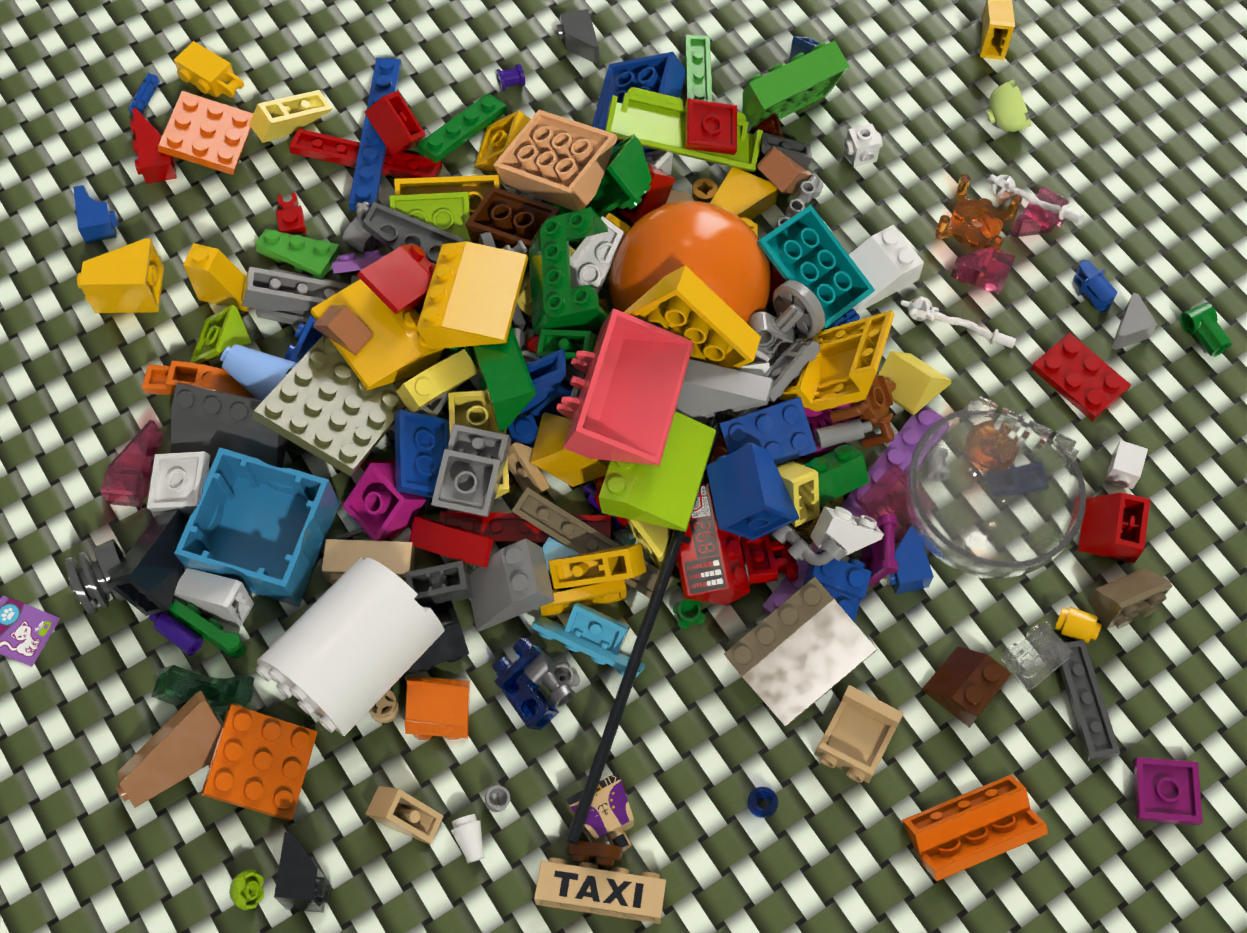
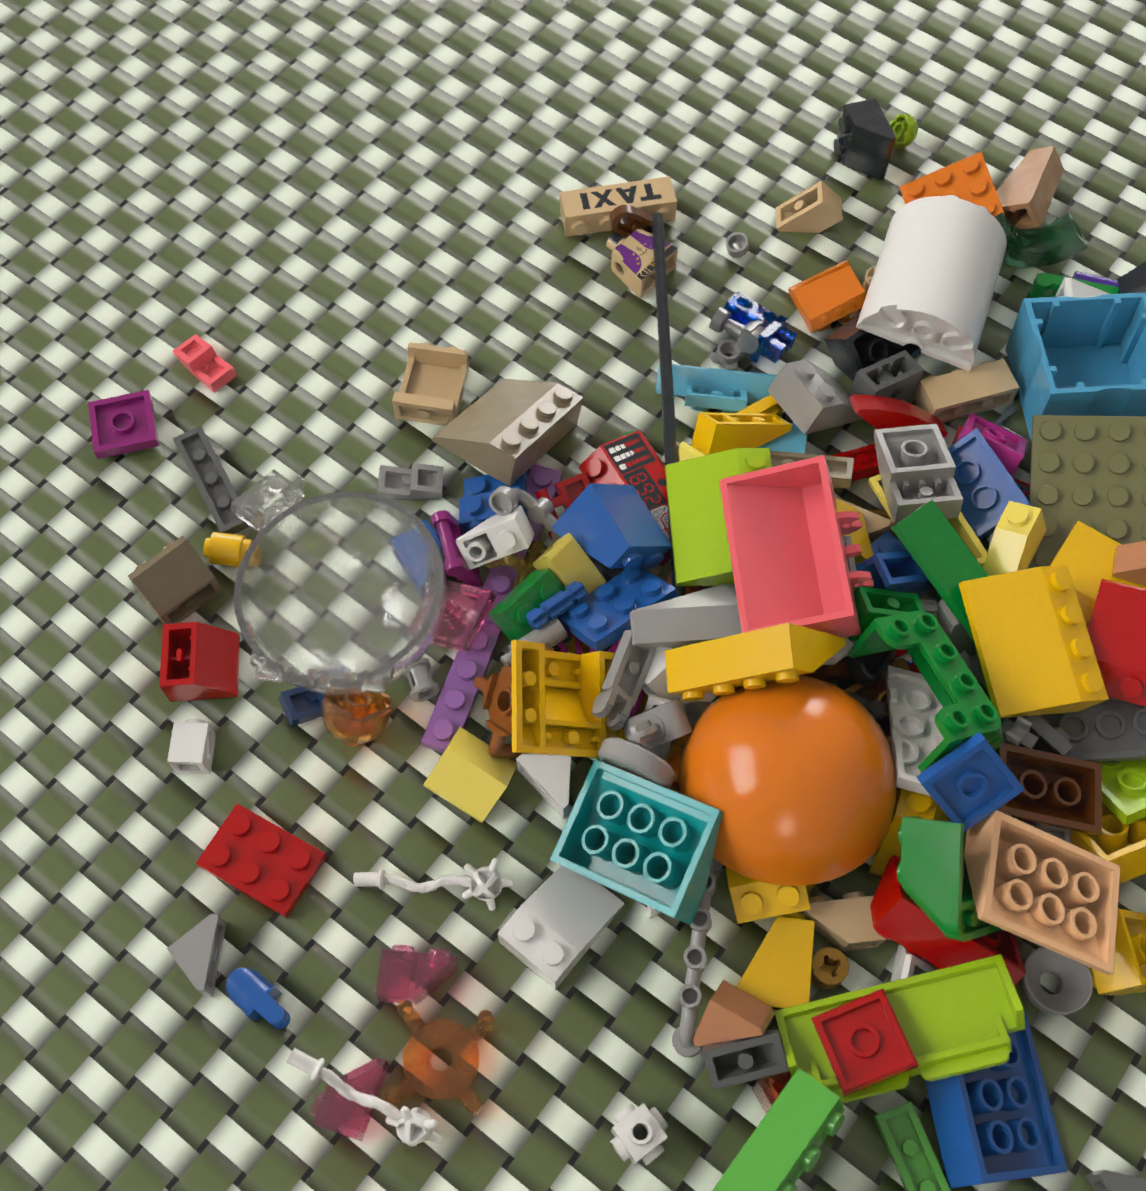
camera: 160 degrees right, 0 degrees up
(469, 837) = (748, 215): white cone -> none
(576, 201) = (970, 782): none -> blue plate
(762, 793) = (501, 305): clear blue plate -> none
(817, 448) = (556, 605): none -> blue axle
(902, 645) = (416, 483): none -> light grey slope
(967, 683) = (334, 456): reddish brown slope -> none
(974, 827) = (303, 344): orange slope -> none
(1079, 843) = (204, 363): none -> coral slope
(1203, 323) = (104, 989): green piece -> none

